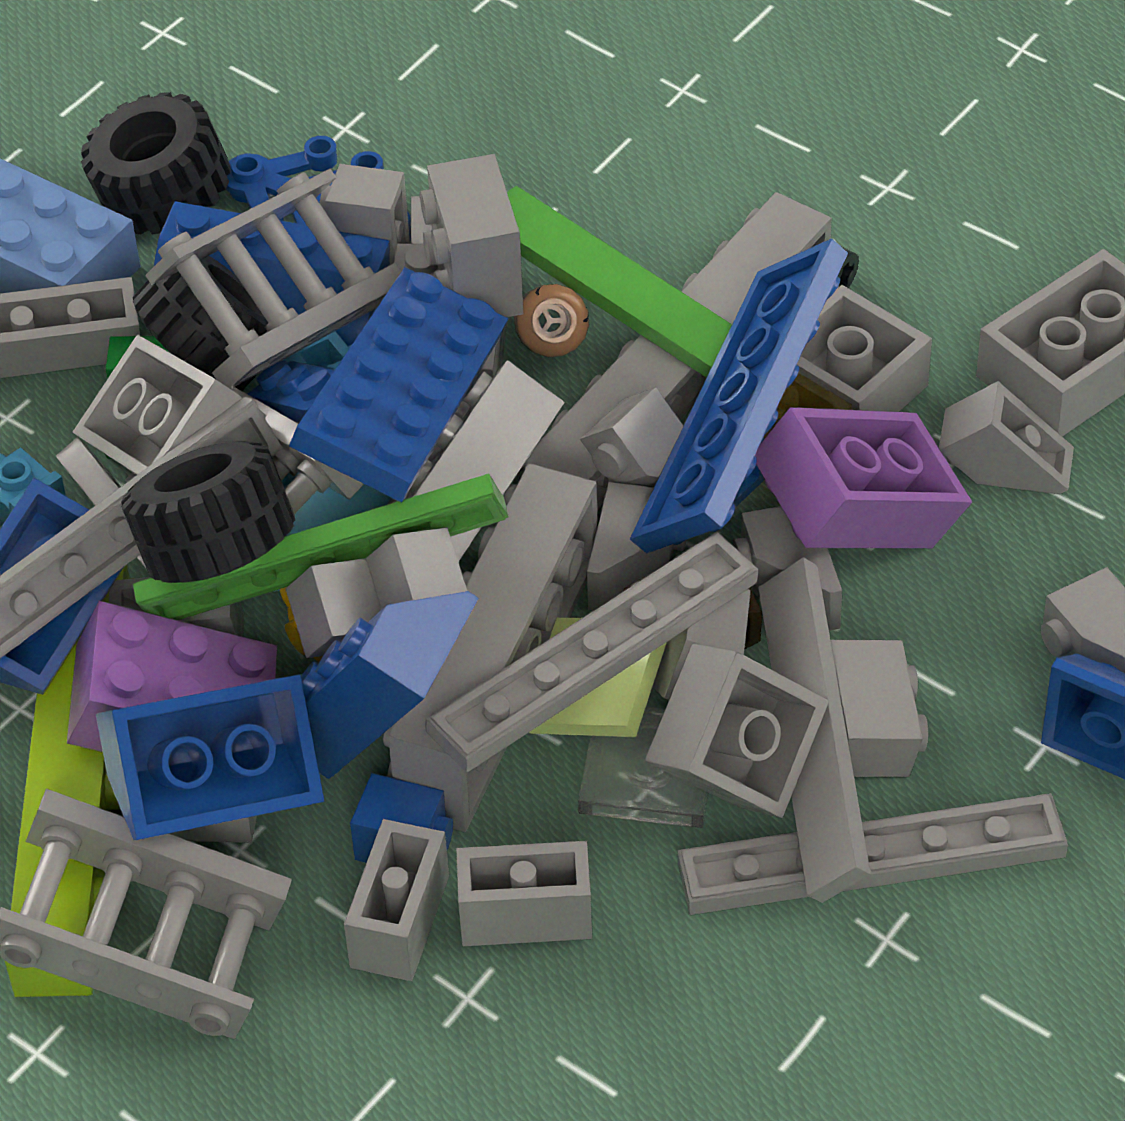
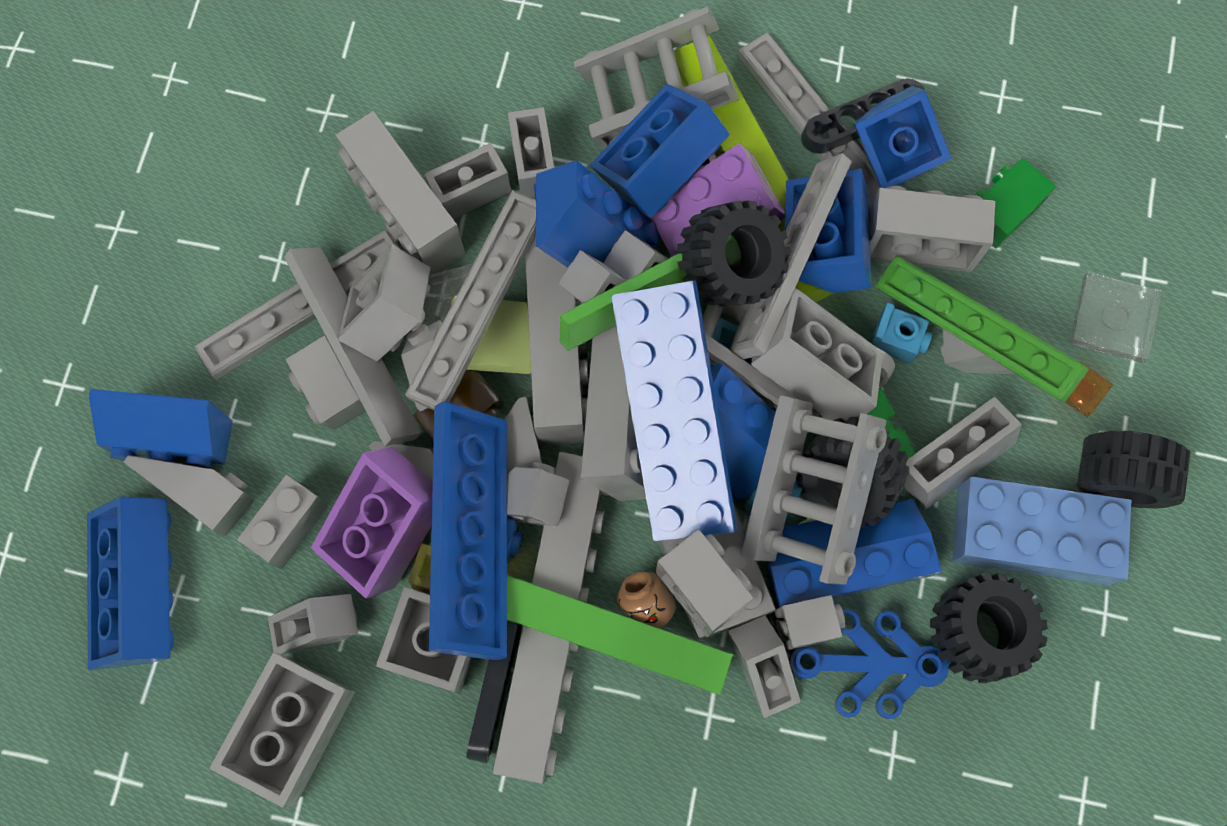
camera: 155 degrees right, 25 degrees up
(645, 904) = (399, 194): none -> light grey brick
(1003, 563) = (282, 522): none -> light grey brick

